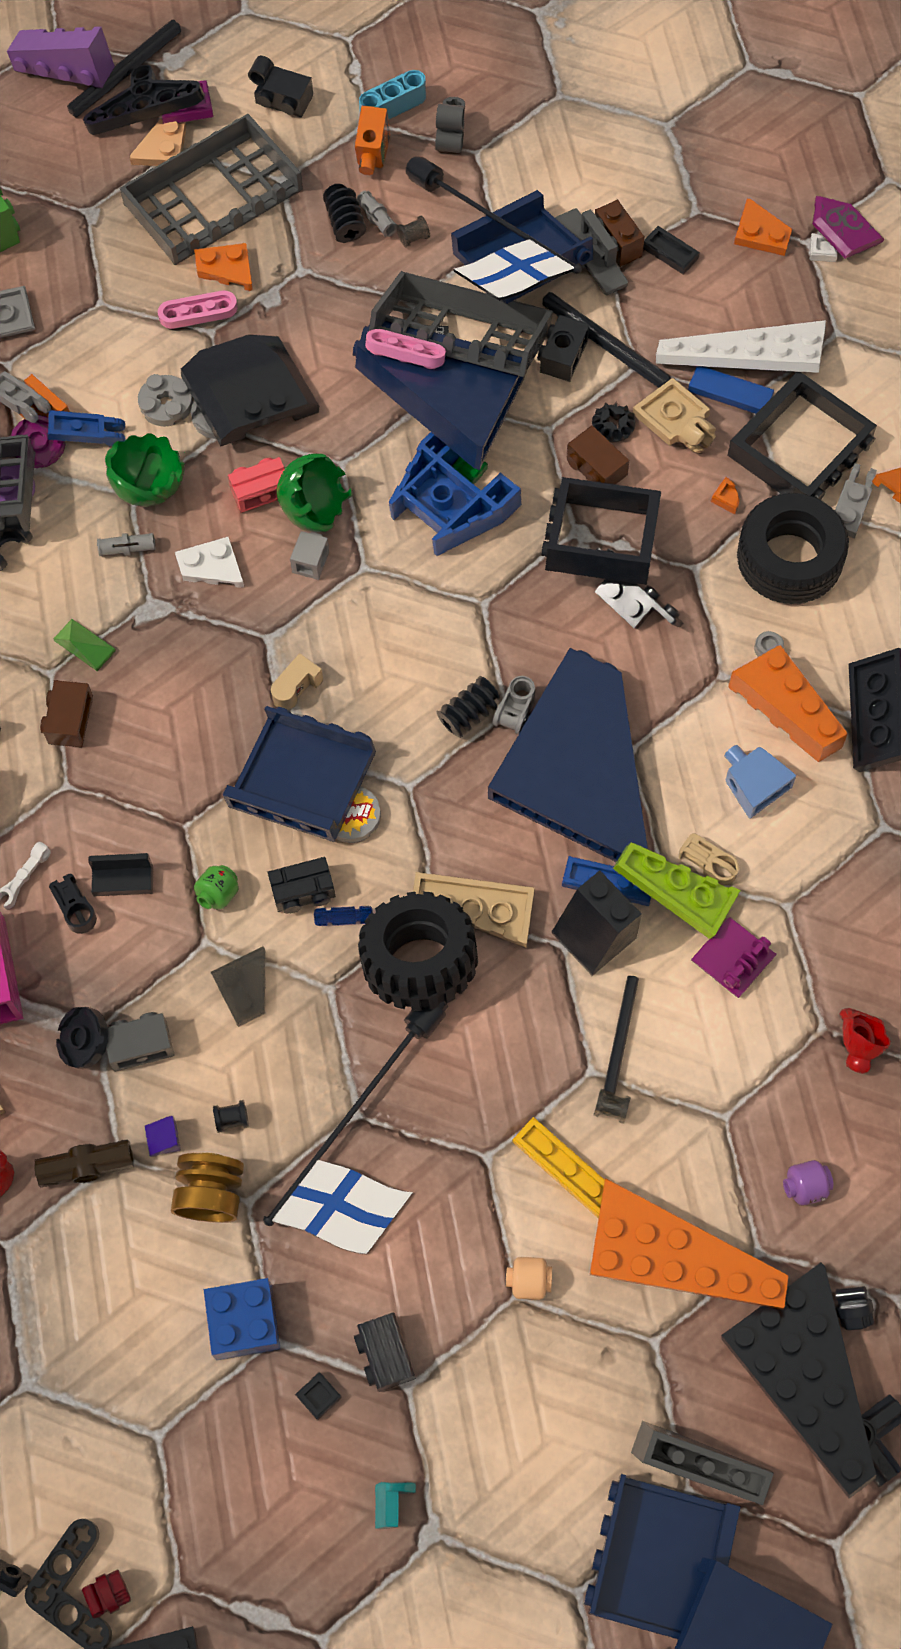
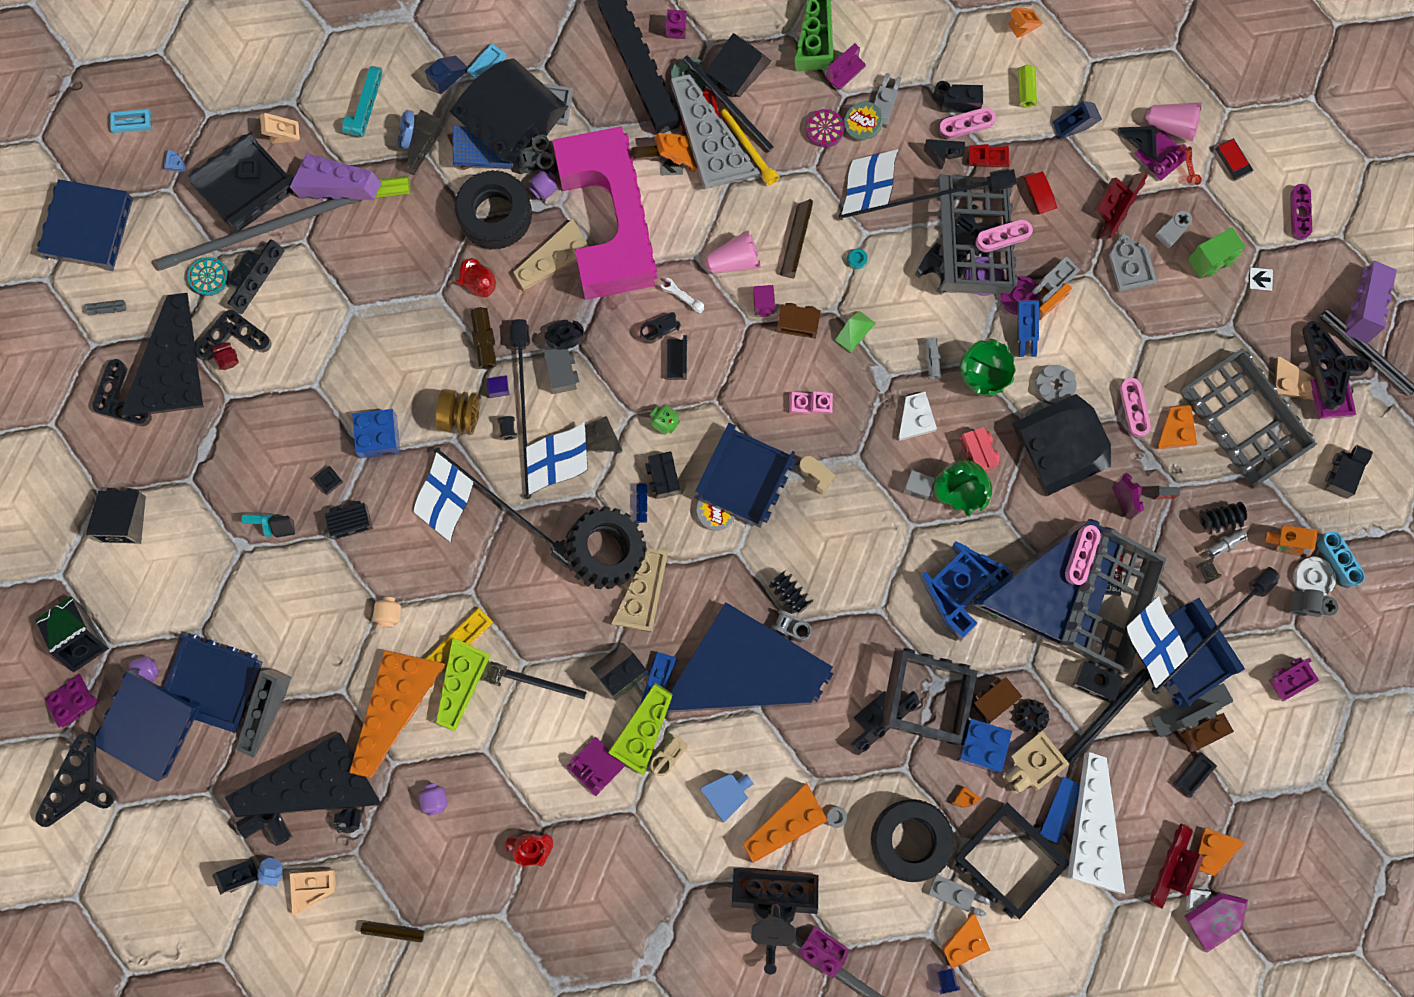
camera: 90 degrees right, 10 degrees up
(23, 177) = (1261, 279): none -> white sticker
(35, 760) = (764, 300): none -> magenta brick
(190, 696) = (810, 403): none -> bright pink slope
(276, 1044) = (556, 456): none -> flag
(312, 274) = (1166, 493): none -> dark grey tile
(320, 308) = (1128, 496): none -> magenta tile
(399, 1462) = (282, 526): none -> black slope
(413, 127) = (1314, 574): none -> white tile
(544, 147) = (1294, 679): none -> magenta bracket
(622, 1154) = (461, 678): none -> lime wing
(661, 467) = (985, 746): none -> blue brick
(789, 260) = (1178, 869): none -> dark red bracket

